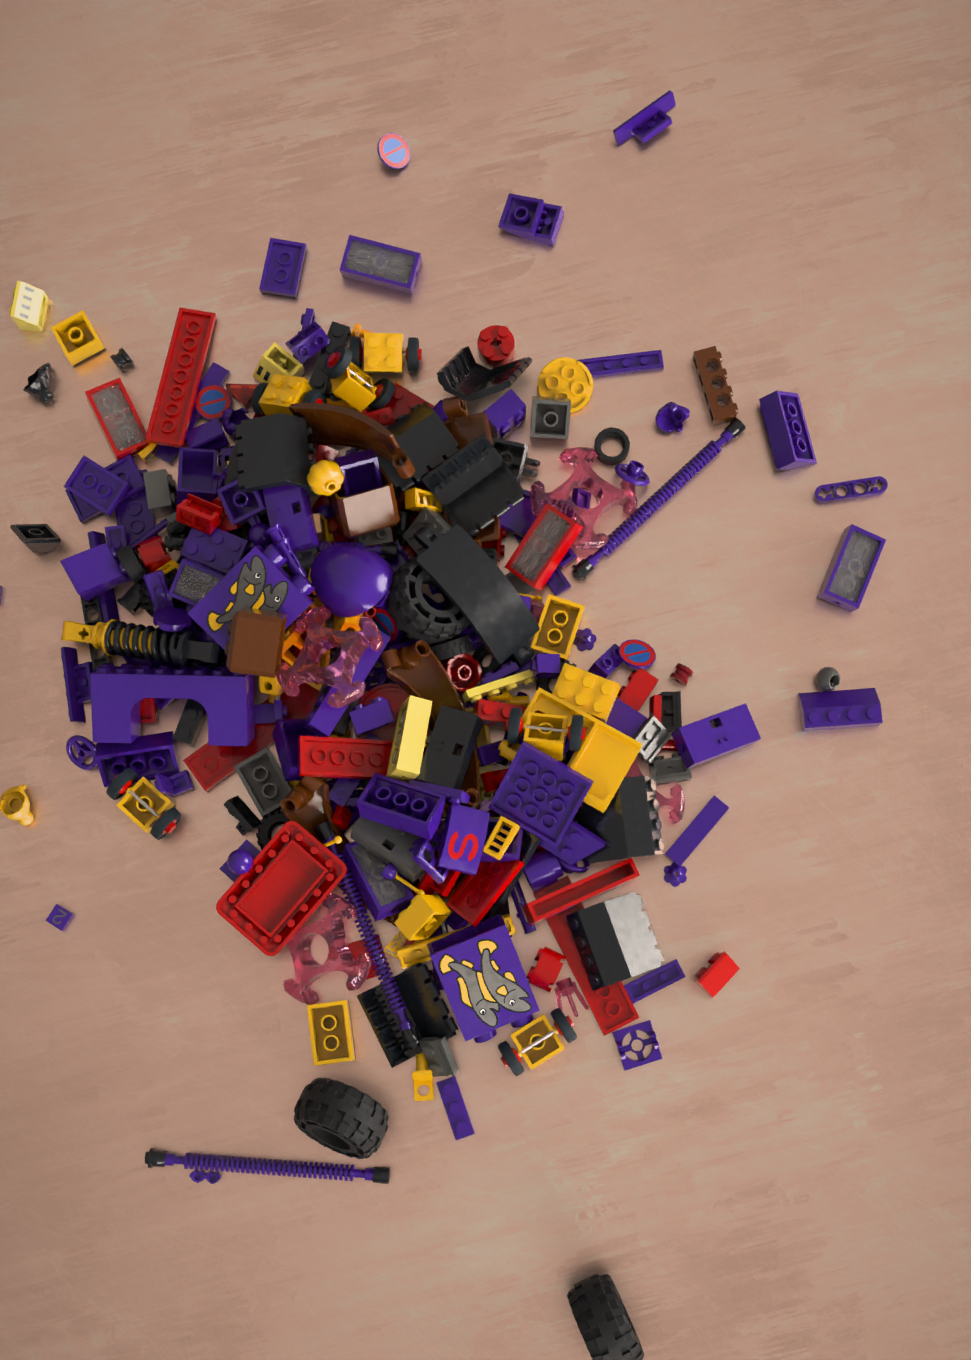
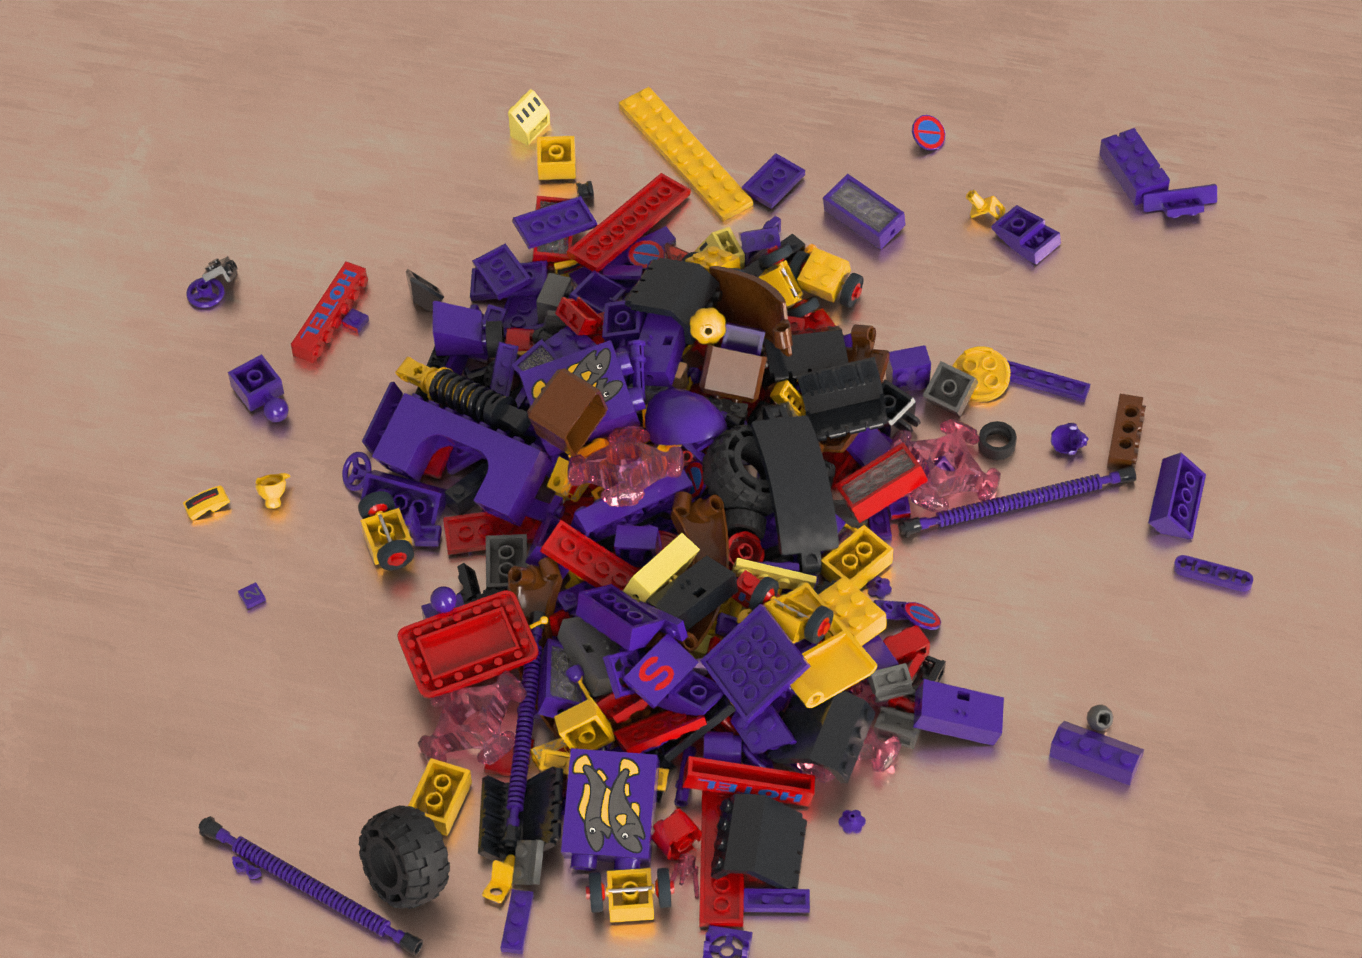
camera: 25 degrees right, 25 degrees down
(40, 383) = (502, 179): black hair -> none
(116, 413) = (554, 222): none -> dark purple tile
(172, 619) = (503, 386): dark purple tile -> none
(188, 274) = (686, 154): none -> yellow plate
(473, 381) = (892, 320): black hinge -> none
(482, 207) = (982, 206): none -> yellow bracket
(496, 336) = (933, 316): red brick -> none
(510, 836) = (706, 676): yellow slope -> none
(545, 665) = (824, 574): dark purple brick -> none
(590, 102) = (1133, 165): none -> dark purple piece
(633, 470) = (1004, 466): dark purple piece -> none
(681, 674) = (956, 652): dark red wheel -> none
(696, 831) = (894, 792): dark purple tile -> none
(716, 974) = (841, 916): slope -> none
(851, 568) = (1176, 634): brick -> none

